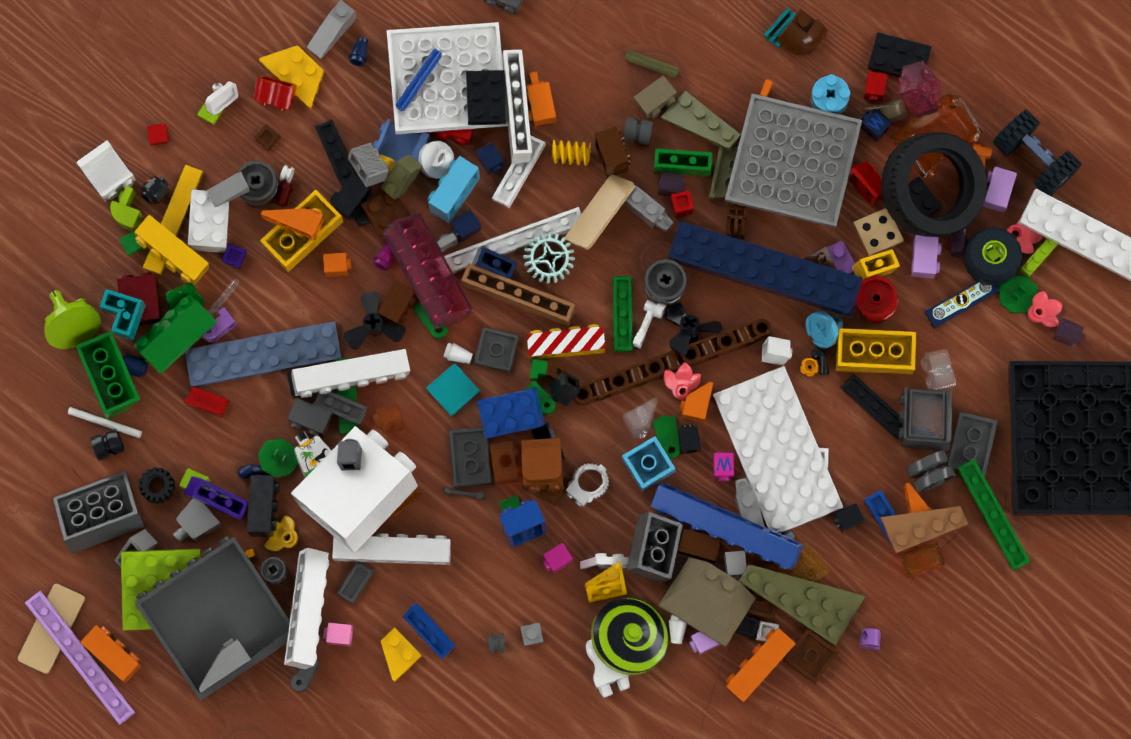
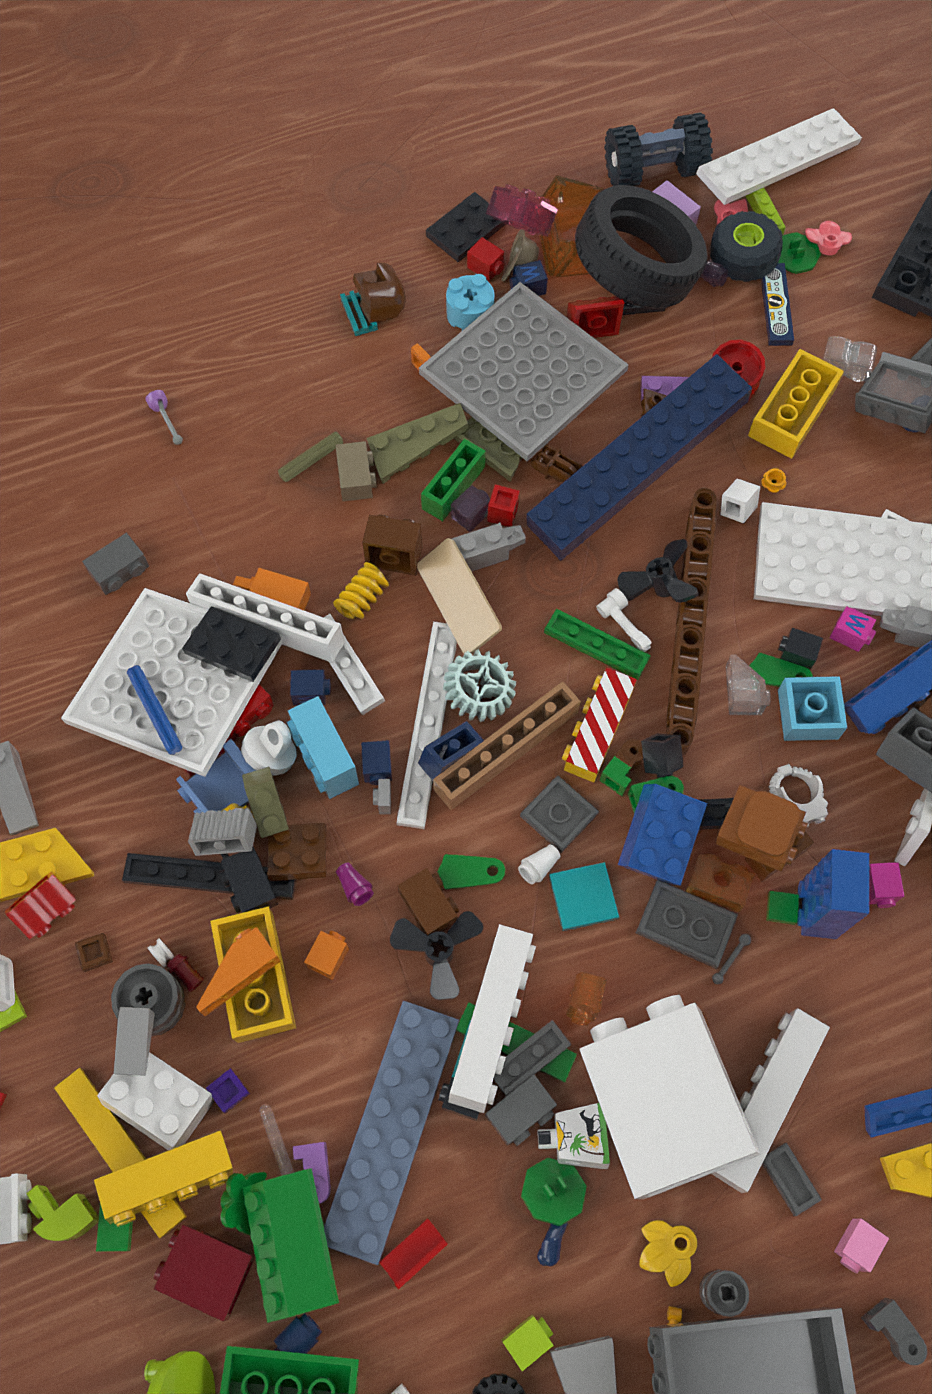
camera: 65 degrees left, 10 degrees down
(127, 312) = (214, 1301): teal brick -> none
(154, 190) = (60, 1153): black head -> none
(216, 498) = (574, 1323): dark purple brick -> none
(262, 506) = (617, 1254): black brick -> none
(306, 608) = (812, 1276): white brick -> none
(349, 455) = (625, 1077): brick -> none
(358, 55) = (66, 772): dark blue cone -> none
(427, 271) = (410, 838): clear pink brick -> none
(638, 130) = (386, 502): dark grey wheel -> none
(655, 286) = (588, 572): dark grey wheel -> none
(682, 379) = (724, 618): coral plate -> none
(697, 403) = (759, 616): orange slope -> none
(823, 328) = (741, 440): medium azure tile -> none
(823, 361) = (770, 462): black arm -> none
(873, 405) = (854, 442): black tile -> none
(876, 265) = (696, 349): yellow brick -> none
(878, 232) = (651, 339): tan tile -> none
(925, 257) = (708, 309): lavender brick -> none
(1069, 333) = (868, 226): clear purple brick -> none

